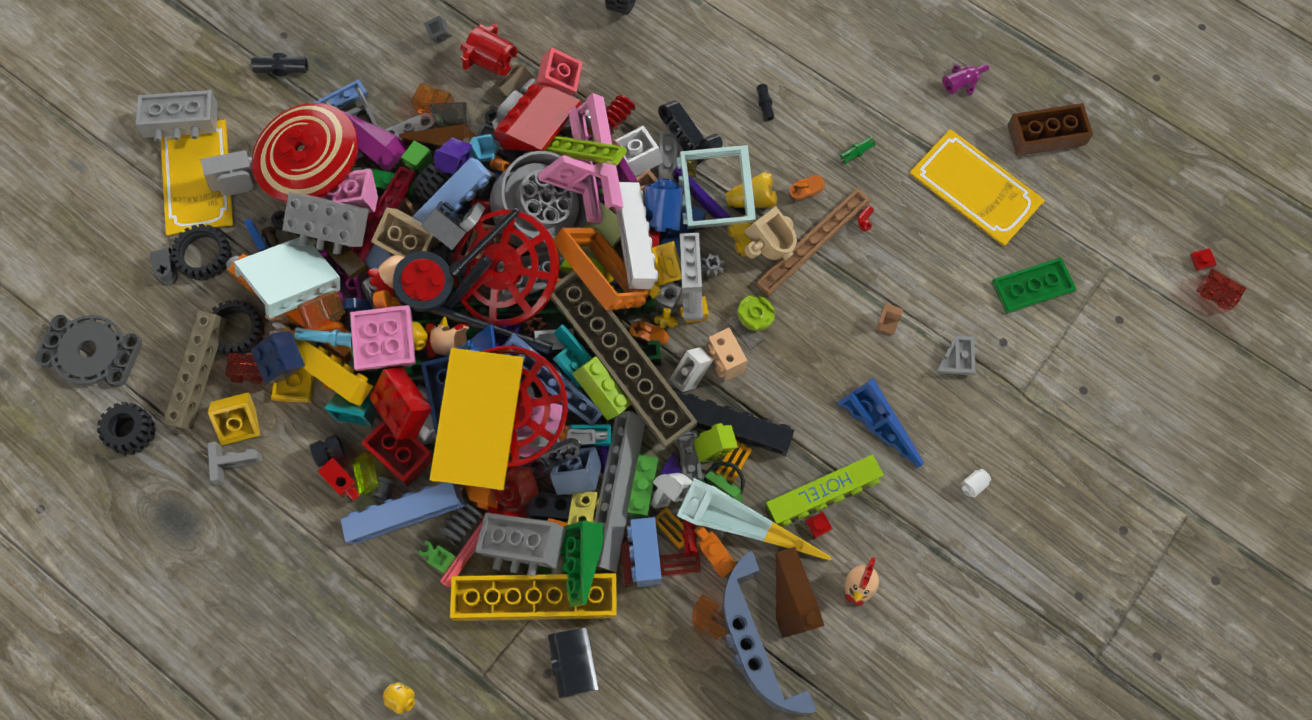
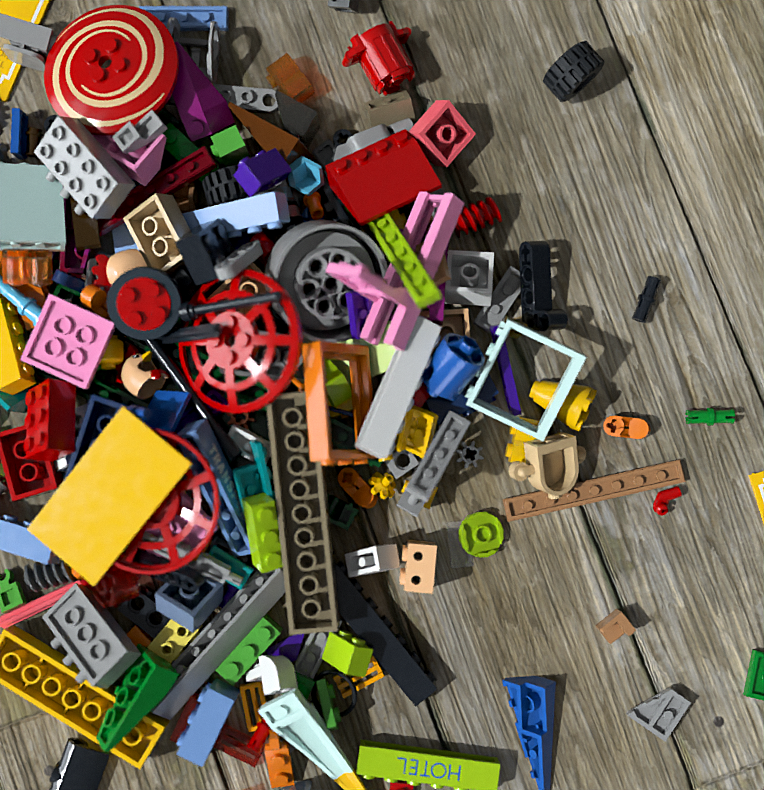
camera: 30 degrees right, 15 degrees up
(350, 179) = (133, 137): none -> light grey slope
(576, 205) = (358, 311): none -> dark purple plate

